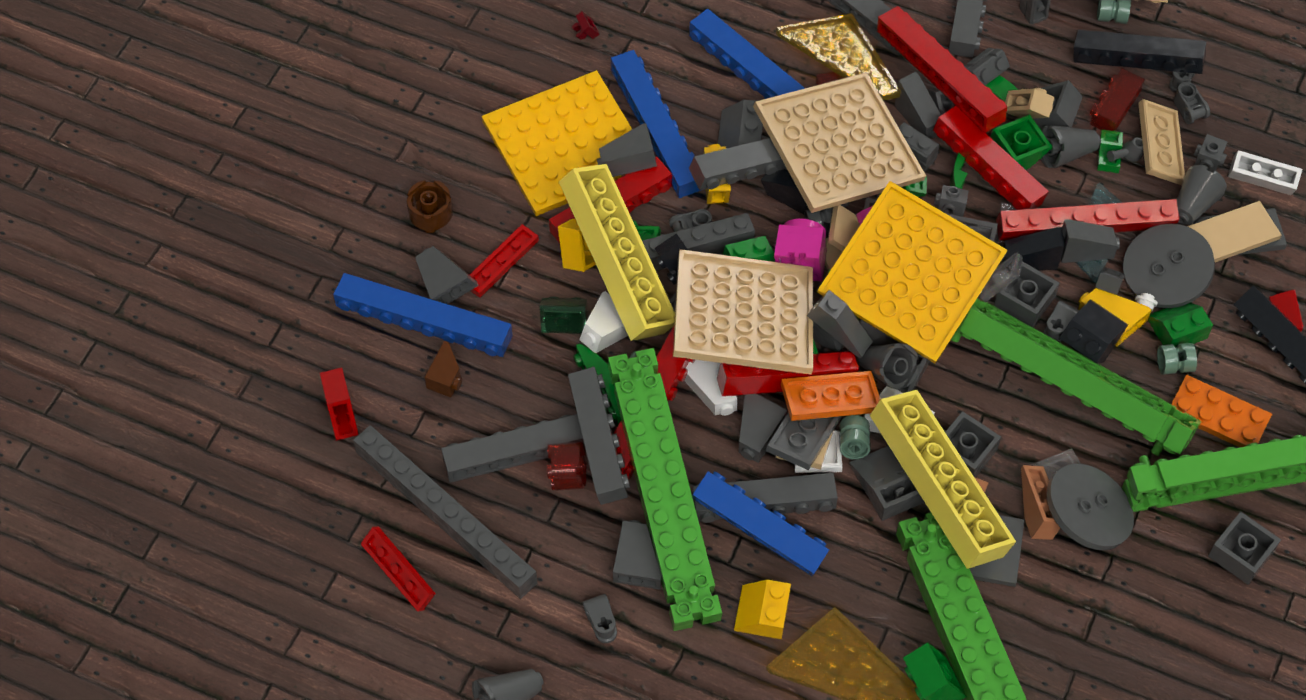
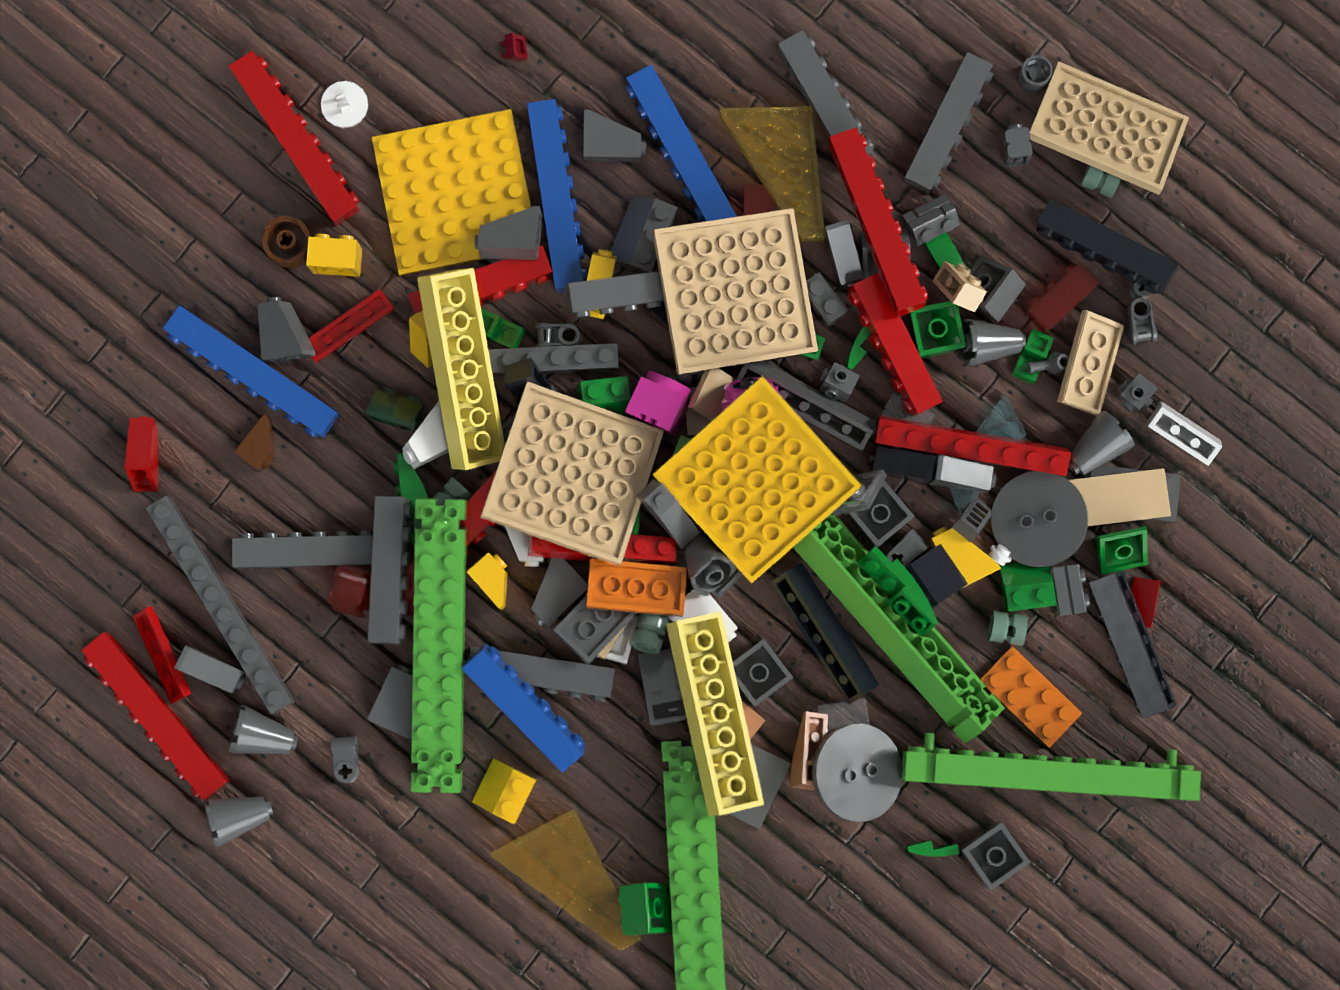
camera: 10 degrees right, 25 degrees up
(404, 623) = (155, 716): none -> red brick
(414, 130) = (294, 138): none -> red brick
(448, 566) = (211, 669): none -> dark grey slope
(450, 100) = (344, 104): none -> white piece
(475, 204) = (334, 255): none -> yellow brick
(512, 612) = (260, 735): none -> dark grey cone
(690, 73) = (610, 140): none -> dark grey slope
(694, 425) = (491, 578): none -> yellow slope
(1015, 400) = (824, 633): none -> black brick
(1071, 340) = (904, 591): none -> green slope
(1179, 561) = (926, 849): none -> green slope
(1225, 324) = (1069, 590): none -> dark grey brick
(1249, 270) = (1121, 550): none -> green slope

